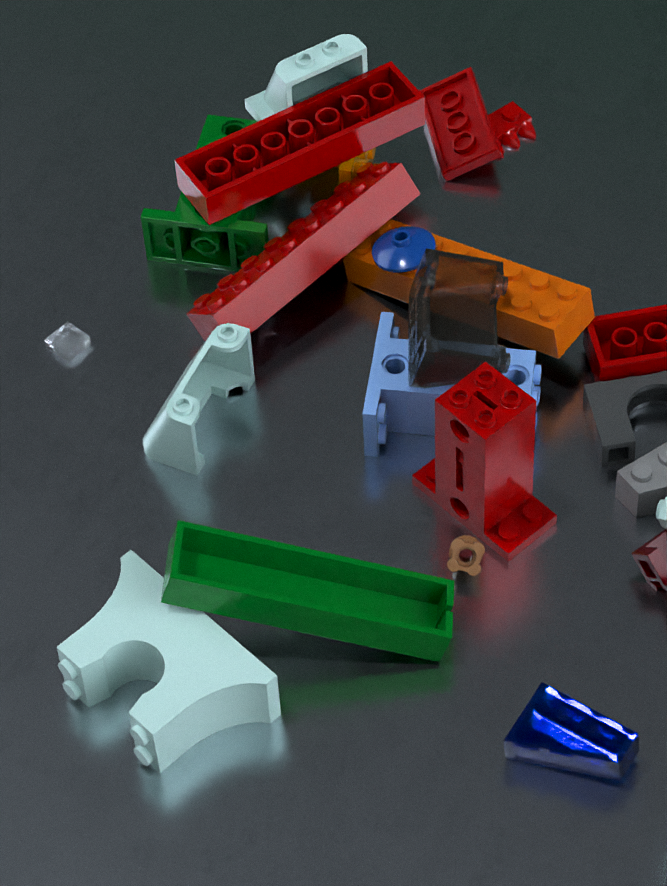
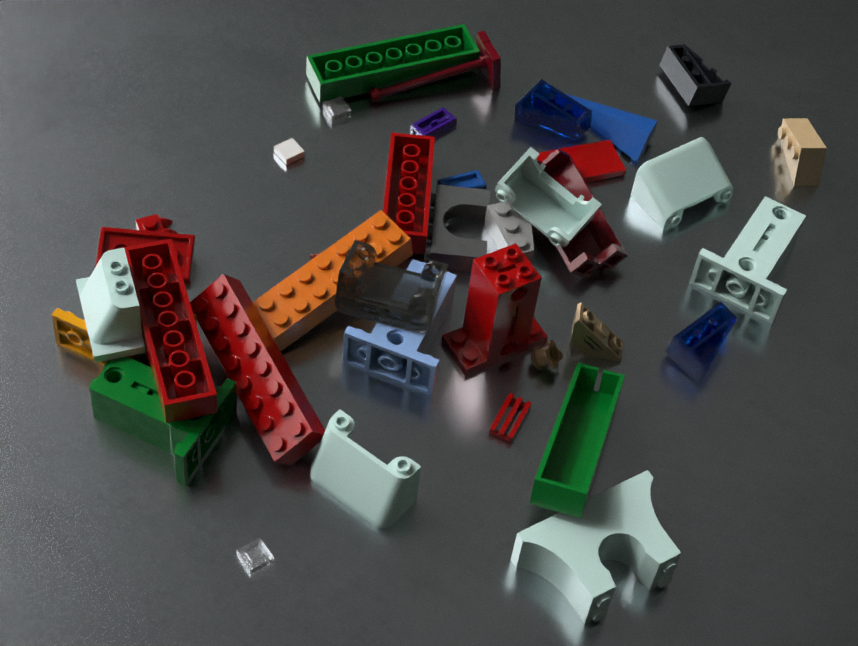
camera: 85 degrees left, 0 degrees up
(356, 537) = (518, 403): none -> red tile
(402, 248) = (284, 314): blue dish -> none
(521, 598) = (594, 337): none -> tan slope

